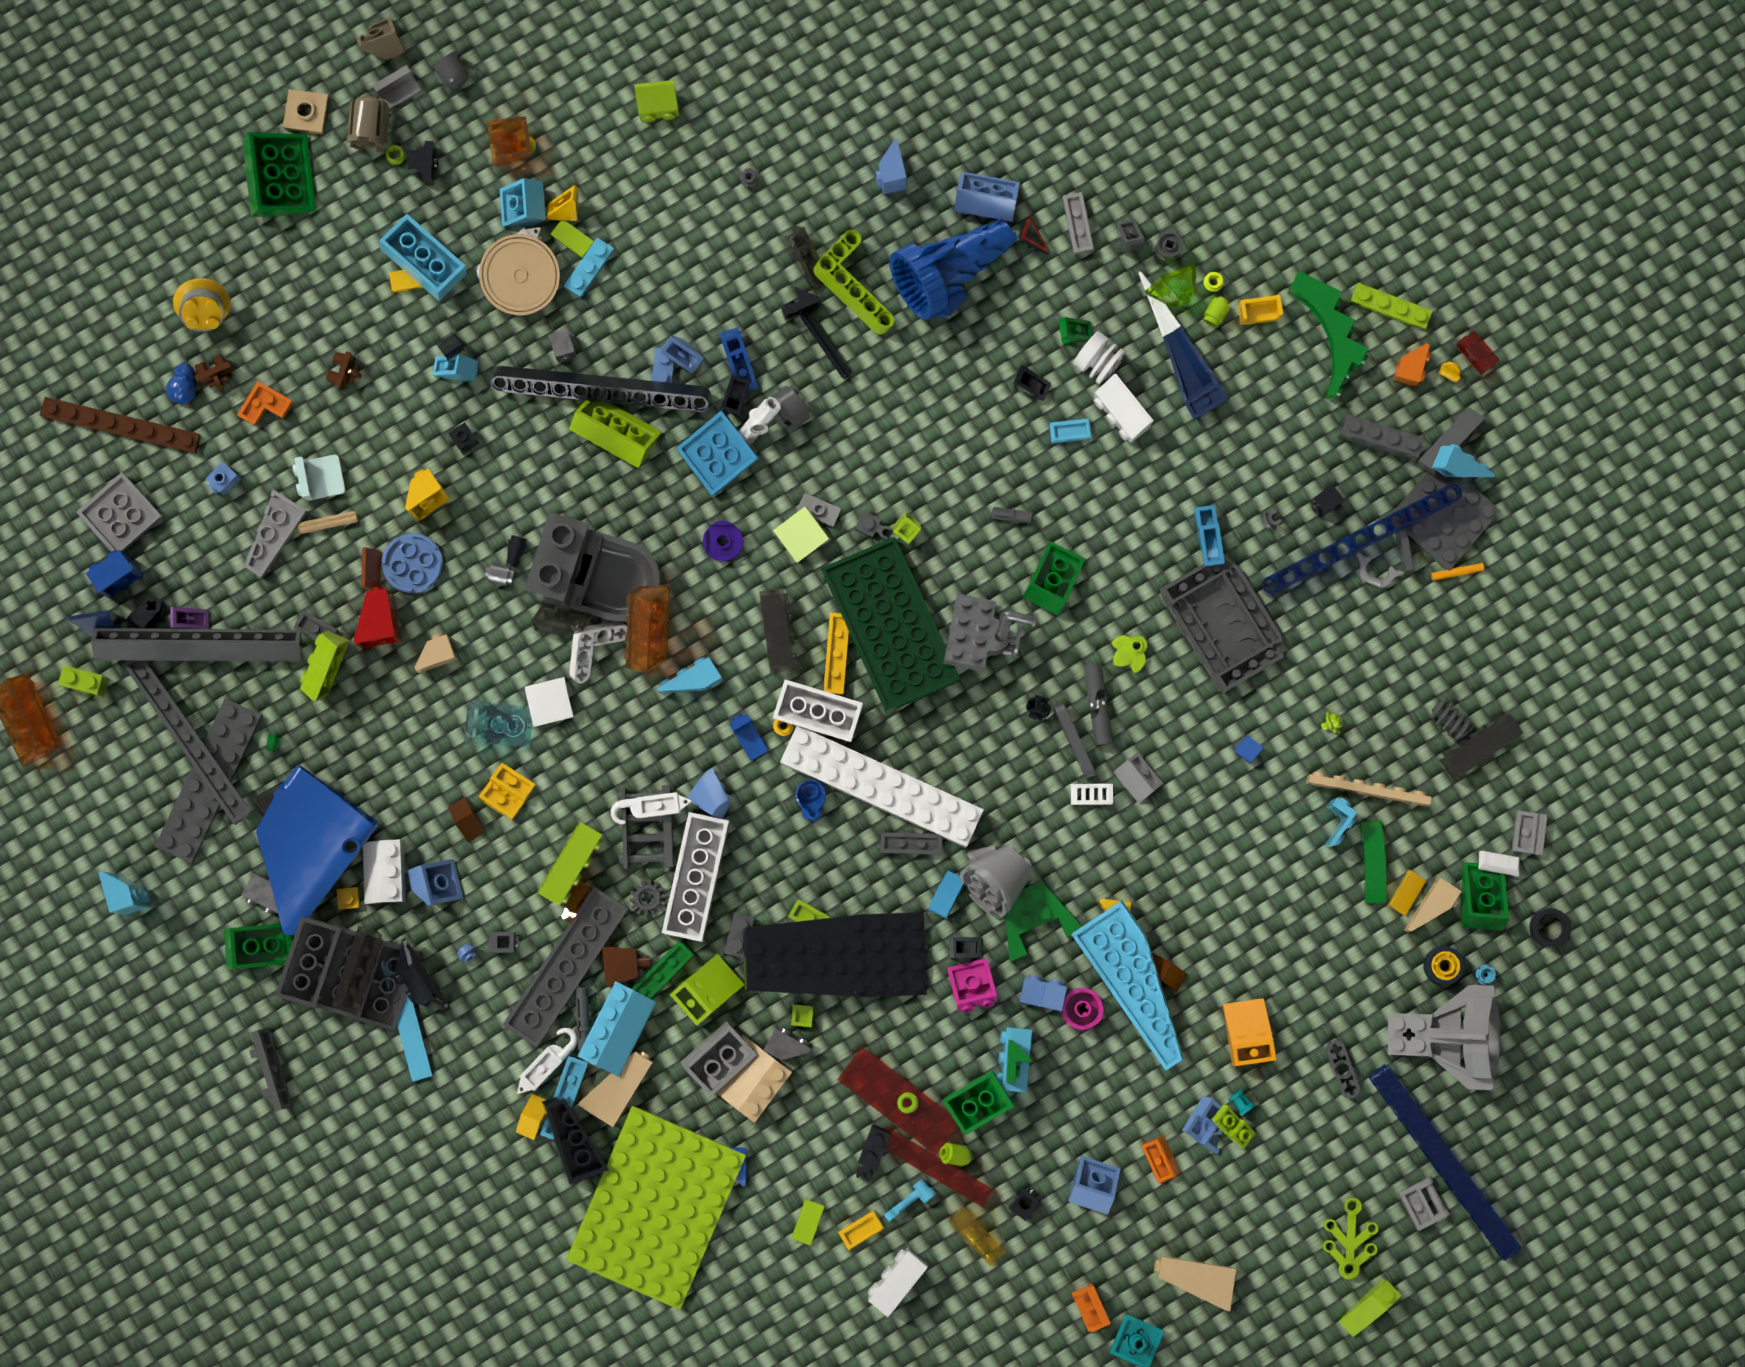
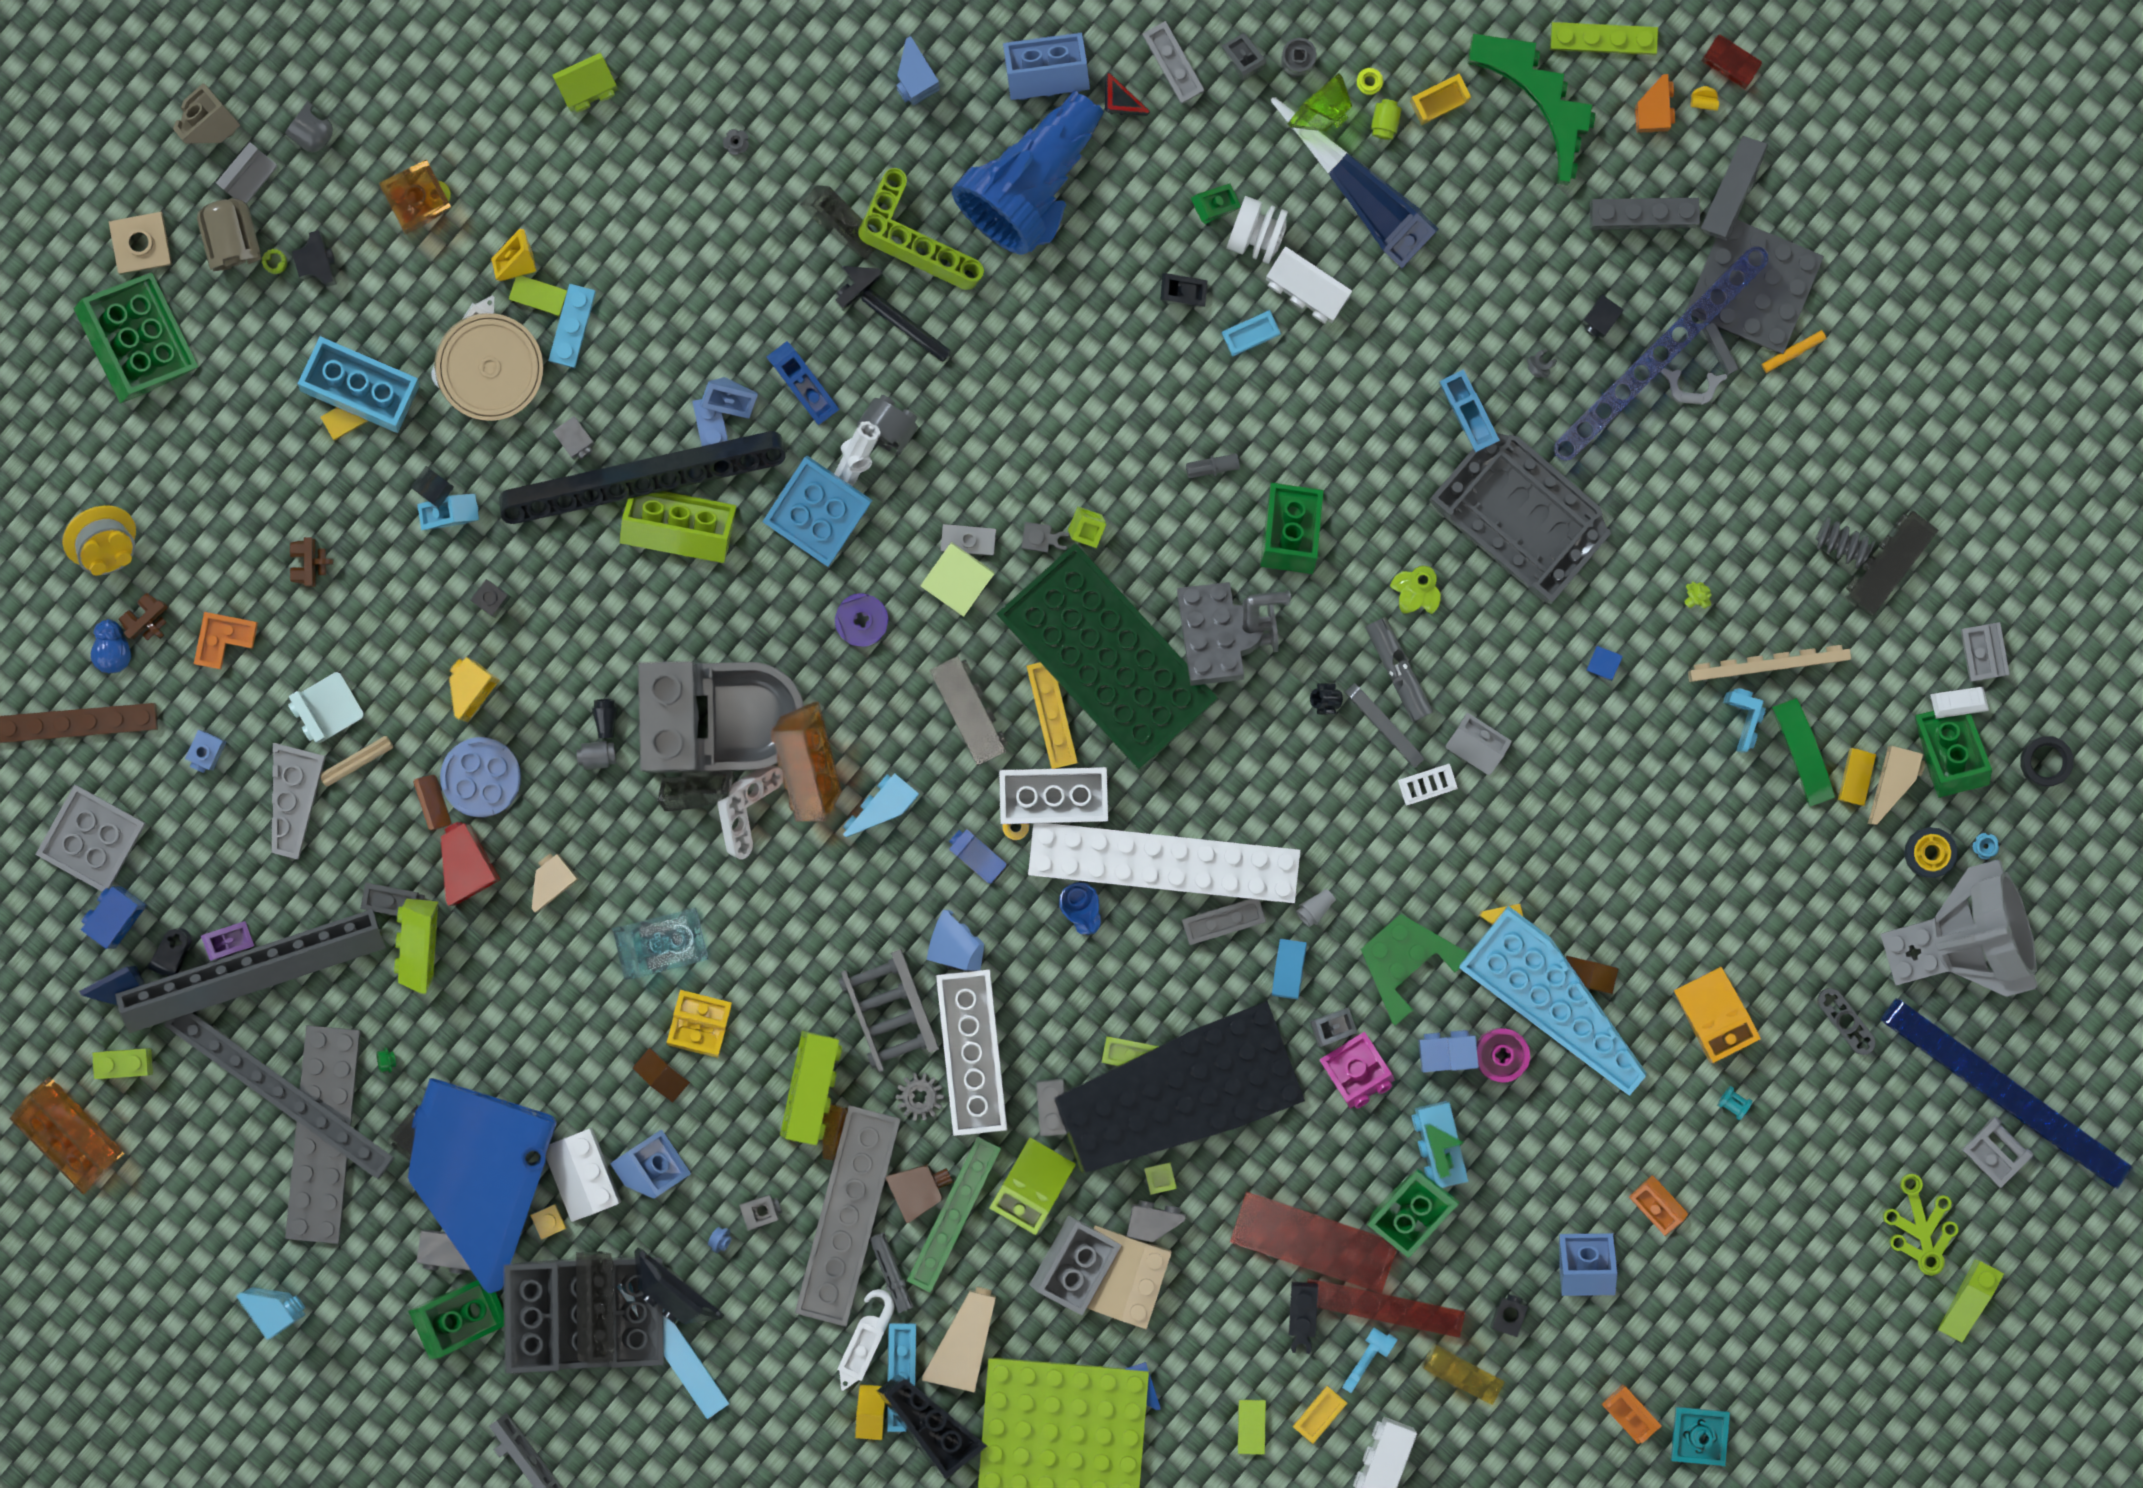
camera: 20 degrees left, 5 degrees up
(522, 203) = (459, 272): medium azure slope -> none
(549, 701) = (713, 894): white slope -> none
(617, 1029) = (939, 1271): medium azure slope -> none
(651, 806) = (886, 983): white plate -> none
(735, 395) = (814, 431): black slope -> none
(902, 1107) = (1326, 1232): lime plate -> none
(955, 1154) = (1405, 1284): lime brick -> none
(997, 879) = (1346, 931): light grey cone -> none
(1201, 1126) = (1700, 1143): medium blue slope -> none
(1205, 1280) = (1755, 1335): tan slope -> none
(1233, 1126) = (1734, 1136): lime slope -> none
(1455, 463) = (1748, 219): medium azure slope -> none

